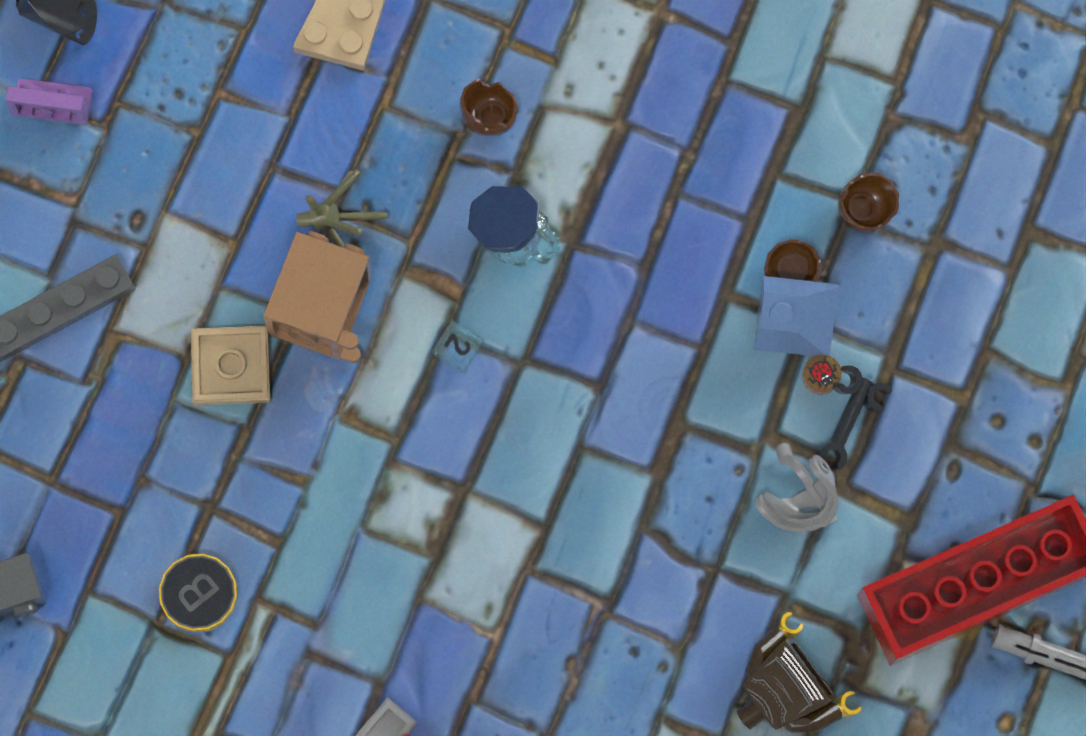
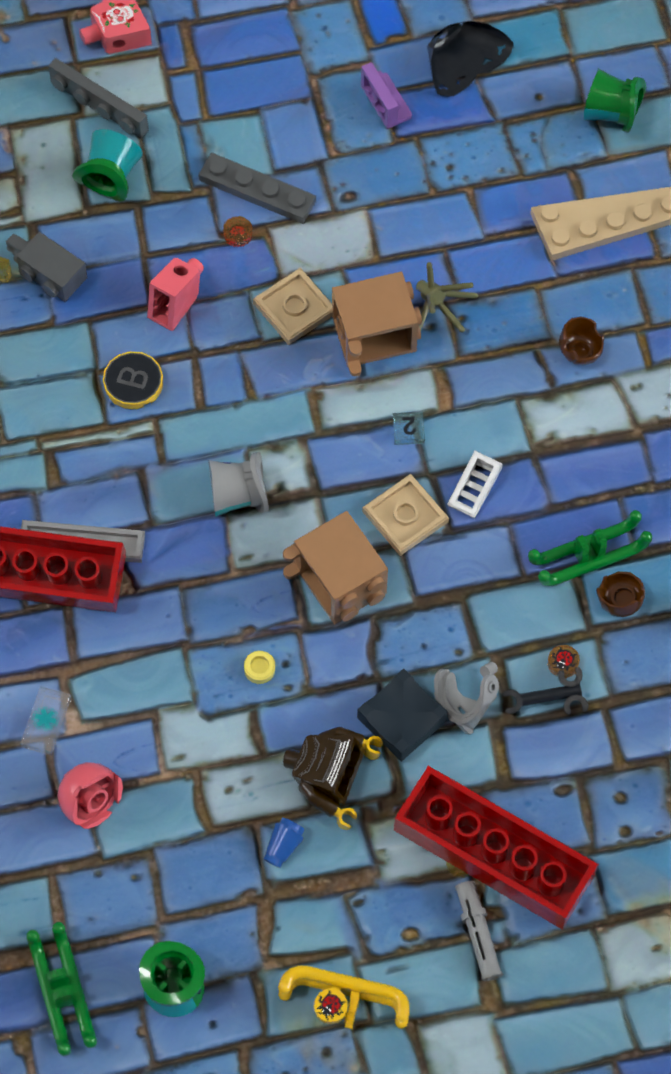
camera: 60 degrees right, 10 degrees down
(96, 364) = (237, 231): none -> clear orange tile
(129, 478) = (174, 291): none -> coral torso
(411, 567) = (238, 485): none -> light grey hat
(512, 226) = (512, 405): dark blue piece -> none
(553, 417) = (405, 514): none -> tan tile
(575, 306) = (486, 463): none -> white slope
(581, 526) = (338, 567): none -> medium nougat container
(623, 681) = (259, 667): none -> light yellow tile
(723, 263) = (590, 551): none -> green piece
(778, 573) = (402, 715): none -> black brick
(796, 316) = (586, 612): medium blue slope -> none

